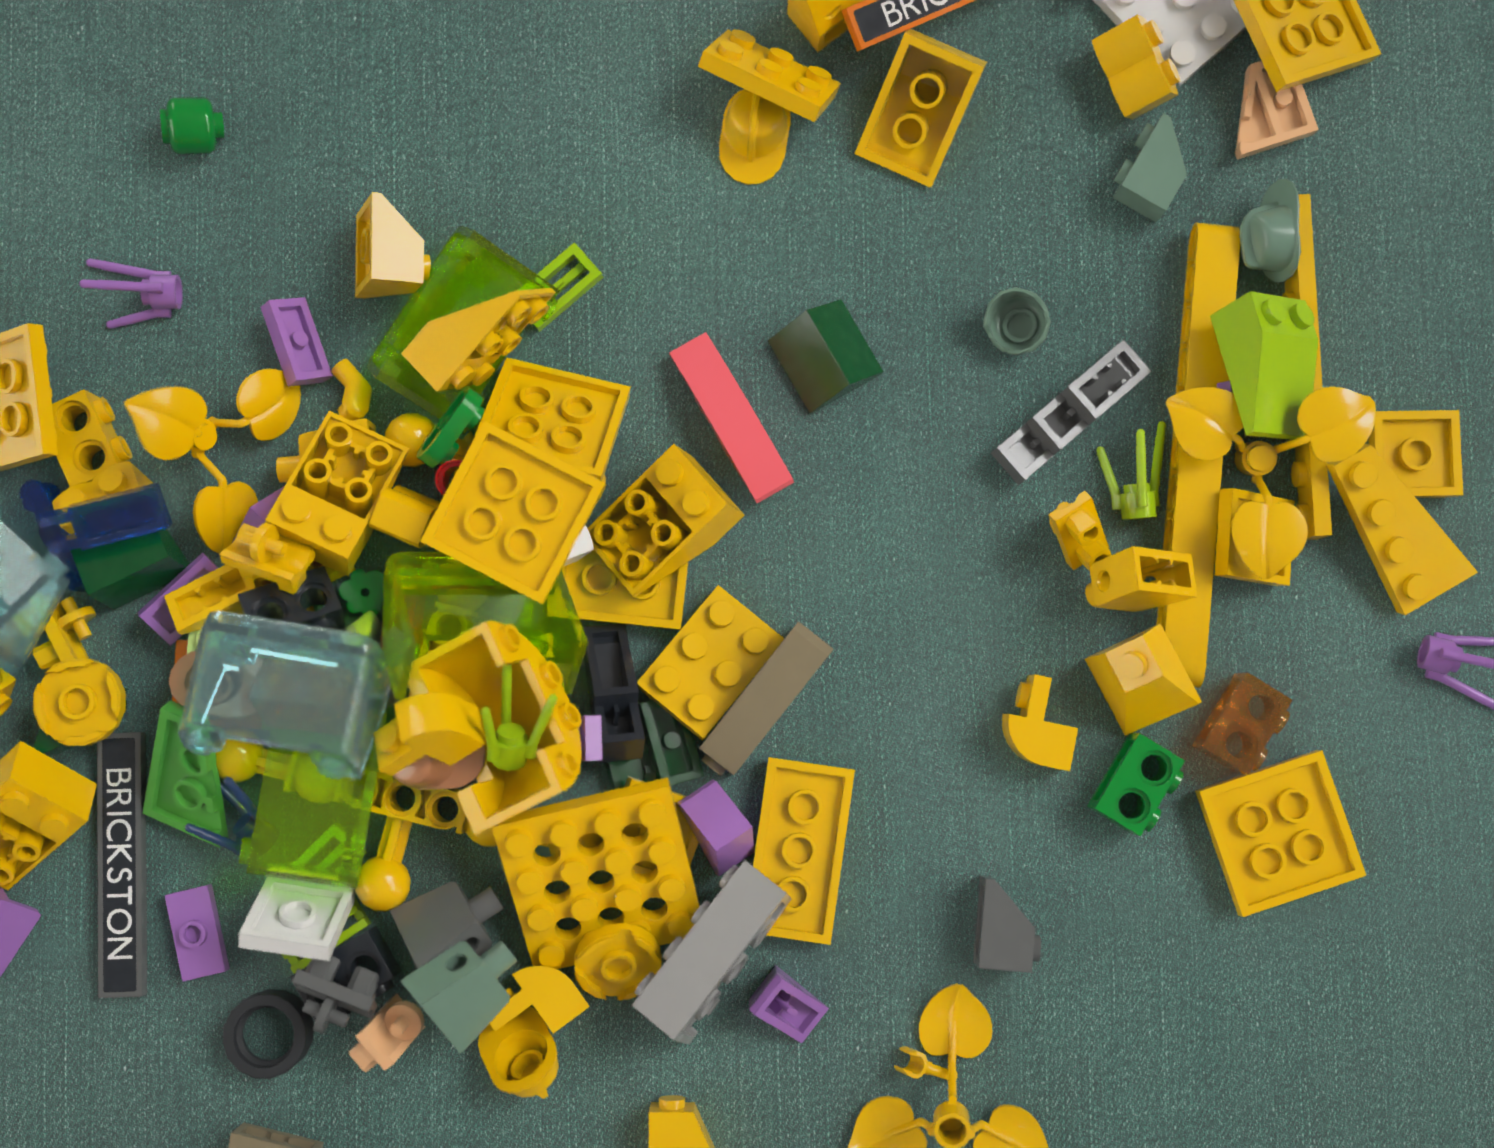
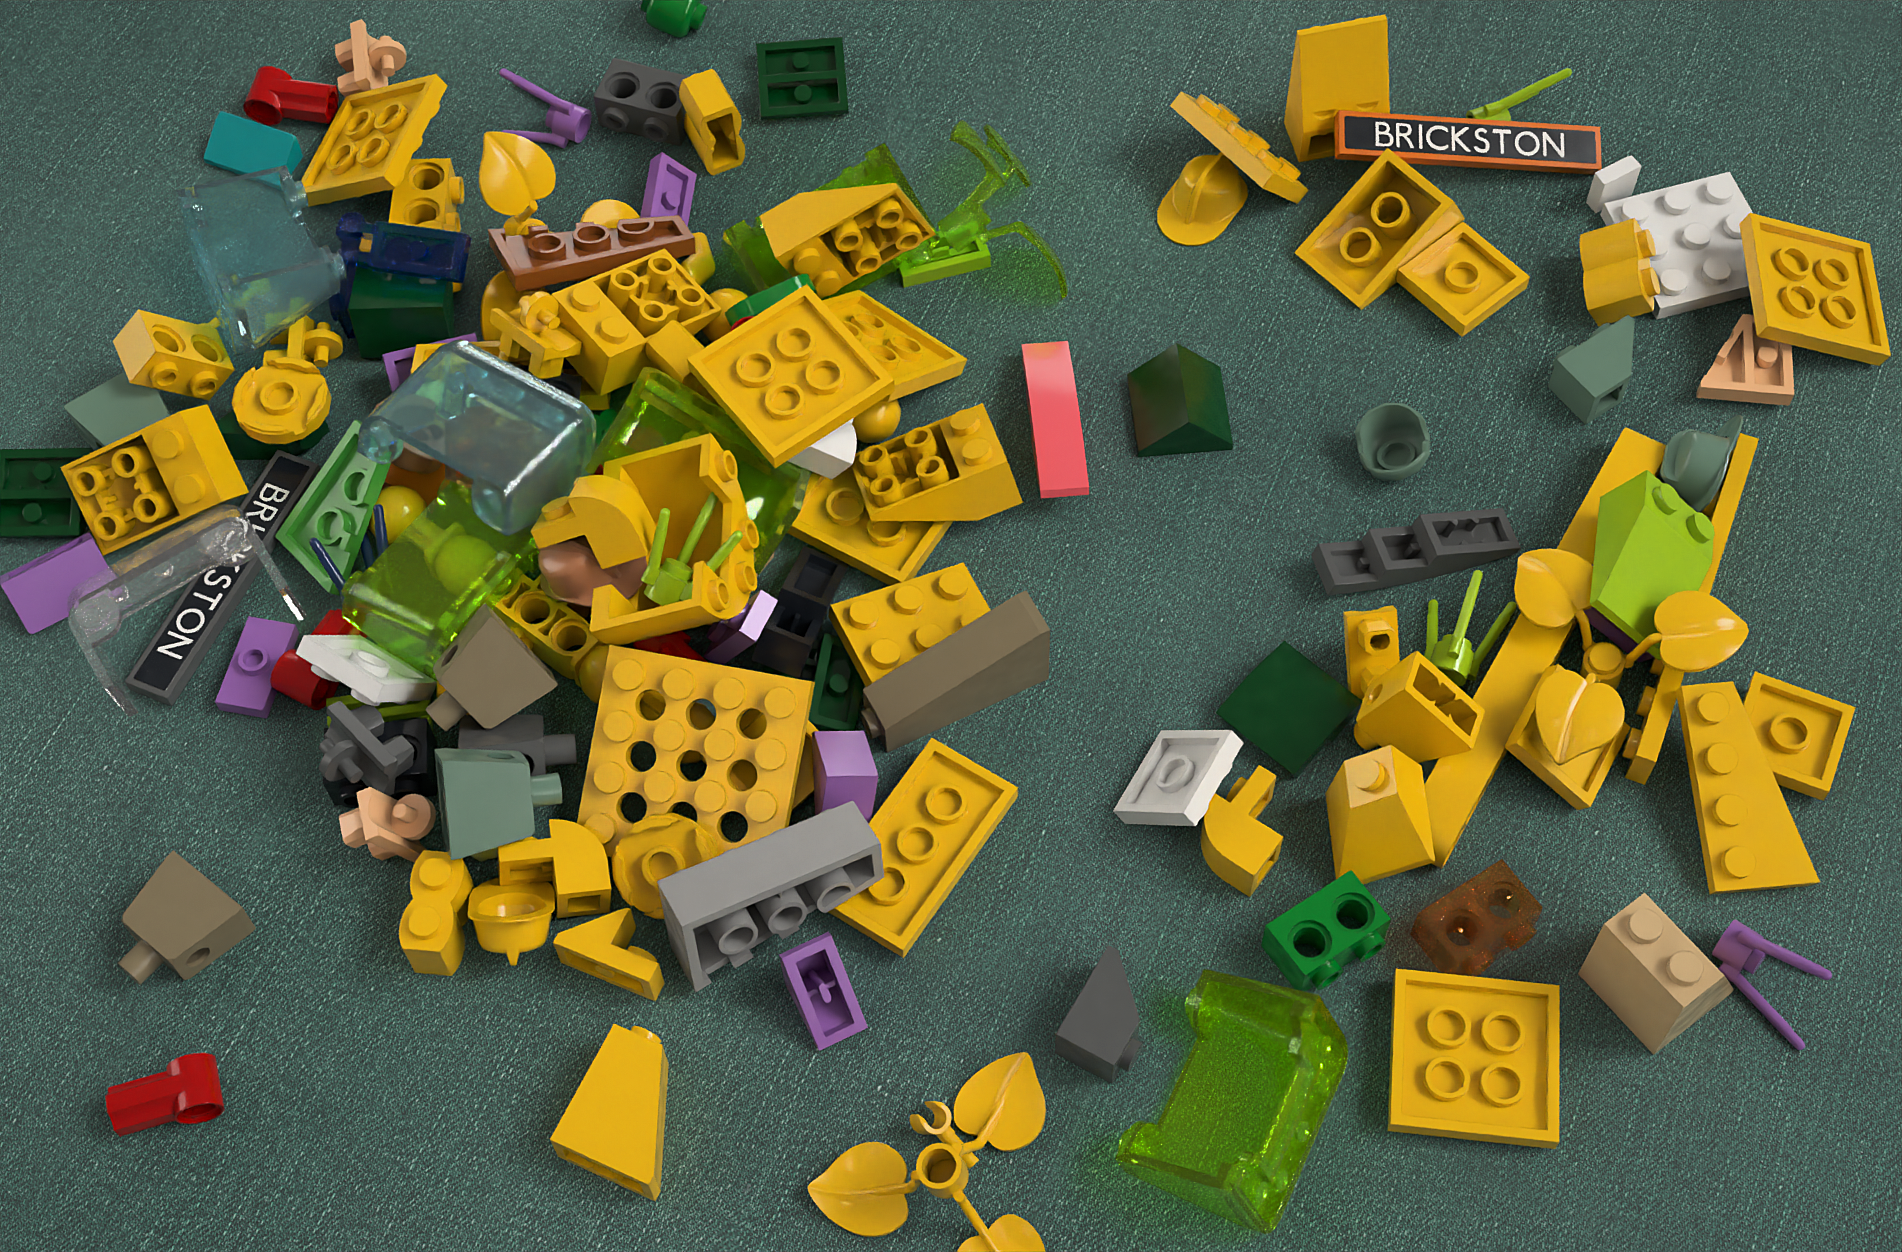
camera: 30 degrees right, 25 degrees down
(101, 851) = (106, 598): none -> clear windscreen
(223, 232) = (641, 102): none -> dark grey brick
(235, 1044) = (248, 759): black tyre -> none
(240, 898) = (294, 675): none -> red piece
(244, 454) = (587, 251): none -> dark orange wing
(295, 247) = (712, 121): none -> yellow brick
(346, 153) = (802, 78): none -> dark green slope
(387, 252) = (796, 155): slope -> none
(403, 886) = (487, 674): none -> dark tan torso
(468, 1089) = (435, 916): none -> yellow brick
(563, 217) = (970, 218): none -> clear neon green plant
(602, 1051) = (600, 952): none -> yellow slope
(976, 710) = (1178, 777): none -> white plate
(1007, 124) = (1462, 279): none -> yellow plate
(1030, 600) = (1289, 708): none -> dark green slope
(1127, 955) = (1243, 1101): none -> clear neon green windscreen
(1395, 711) = (1652, 974): none -> tan slope

